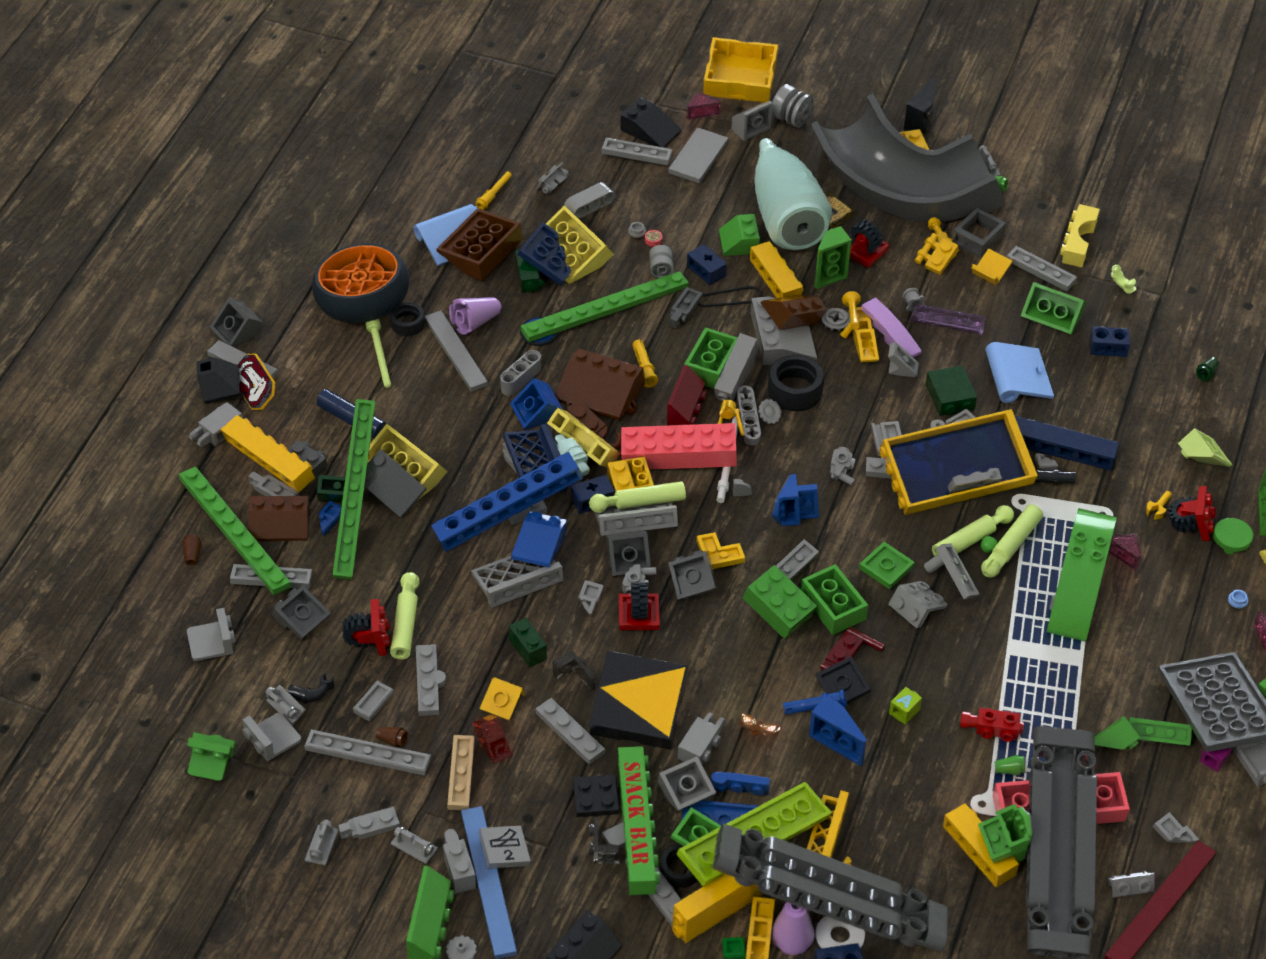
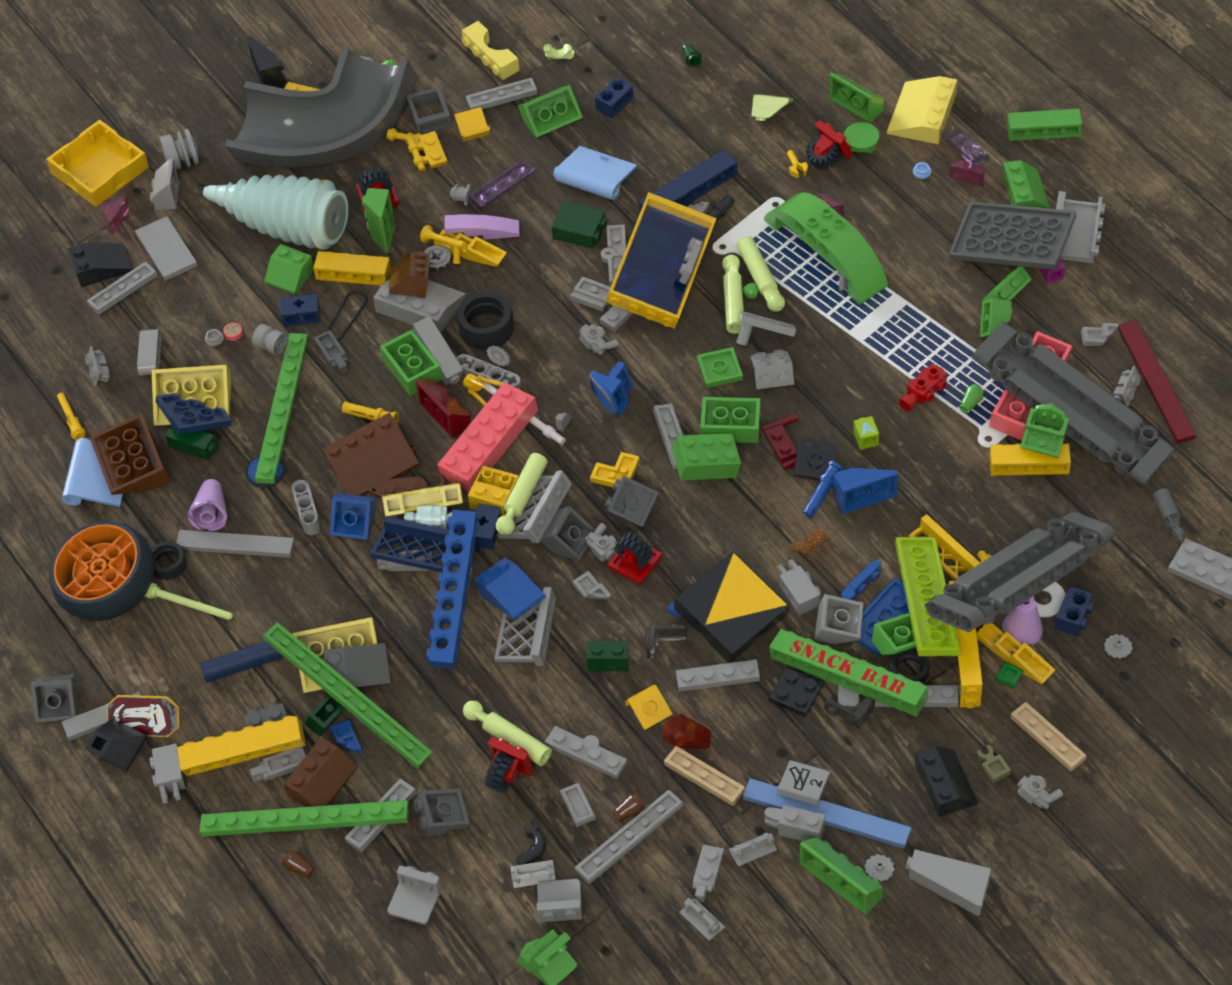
camera: 50 degrees left, 5 degrees up
(901, 362) = (521, 240): light grey slope -> none

